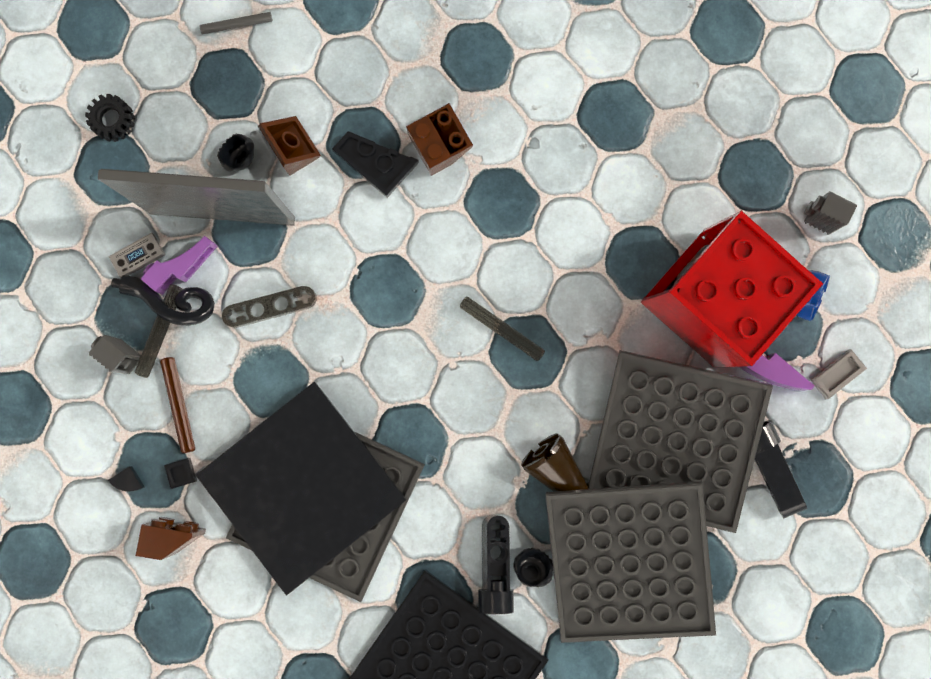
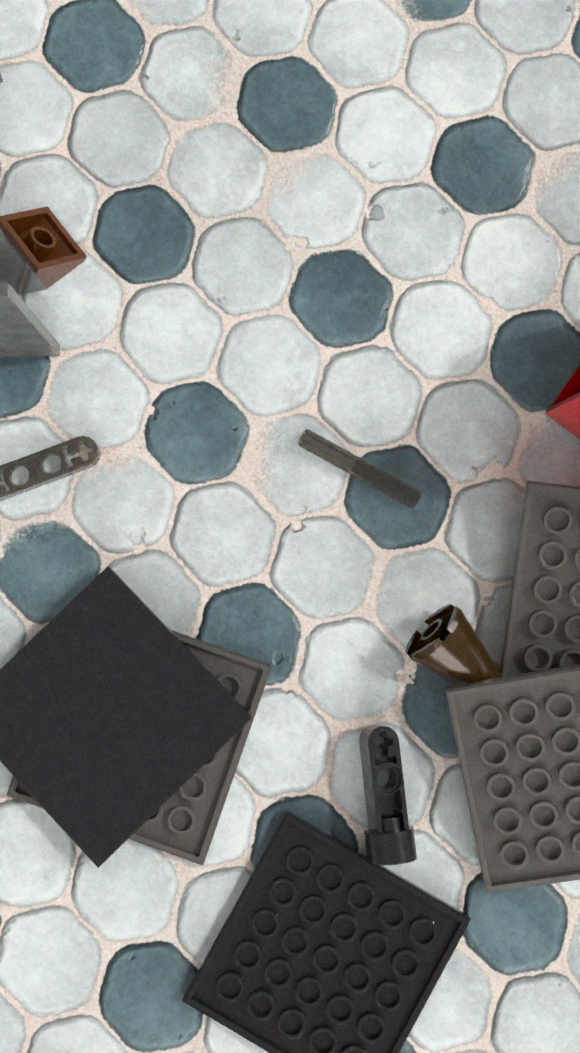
camera: 10 degrees left, 0 degrees up
(377, 164) = (163, 260): black wing -> none
(439, 139) = (247, 217): reddish brown slope -> none
(533, 567) = (437, 793): black hair -> none

